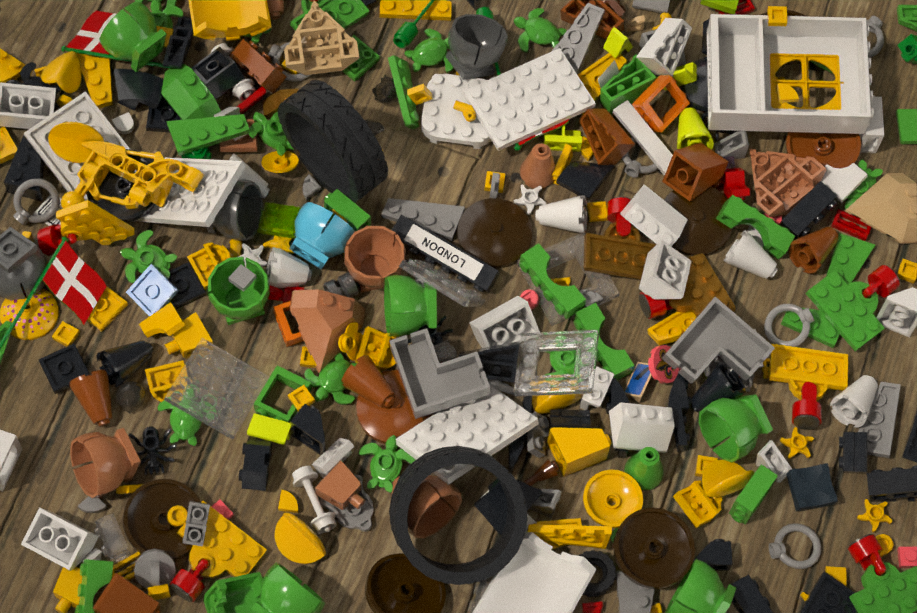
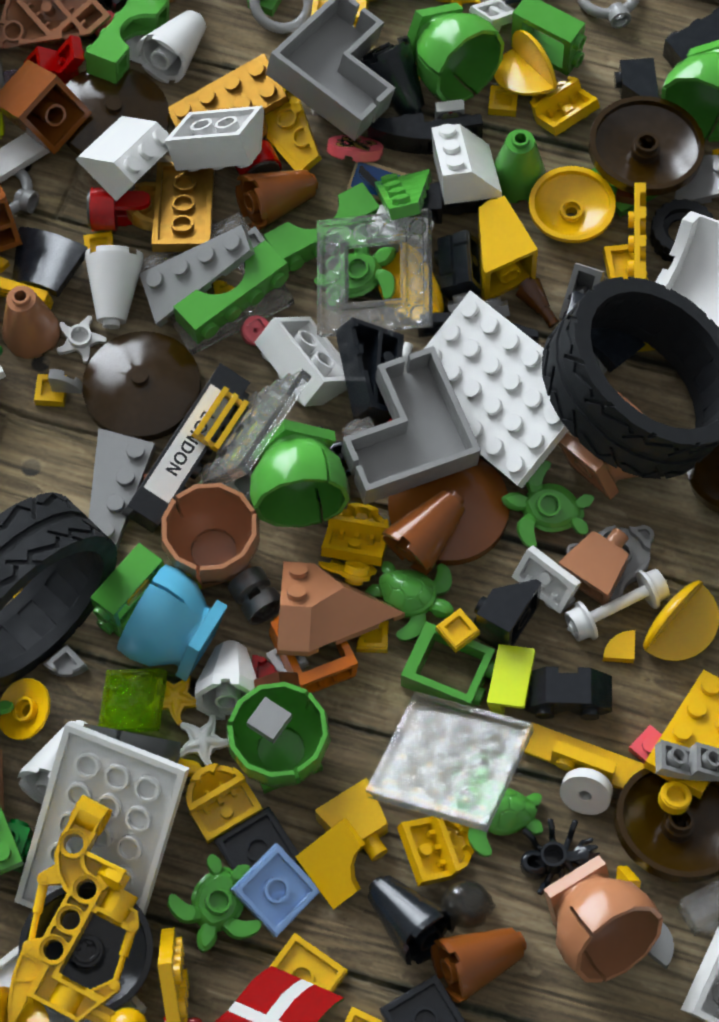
camera: 85 degrees left, 0 degrees up
(190, 467) = (585, 779): none -> white piece
(215, 468) = (573, 753): none -> yellow bracket
(275, 291) = (289, 677): none -> copper tile
(445, 261) = (232, 400): none -> yellow tile
(566, 258) = (193, 270): none -> light grey wing
(613, 380) = (403, 194): none -> bright green wing
(628, 313) = (273, 194): none -> dark orange cone
(694, 428) = (449, 109): none -> white tile

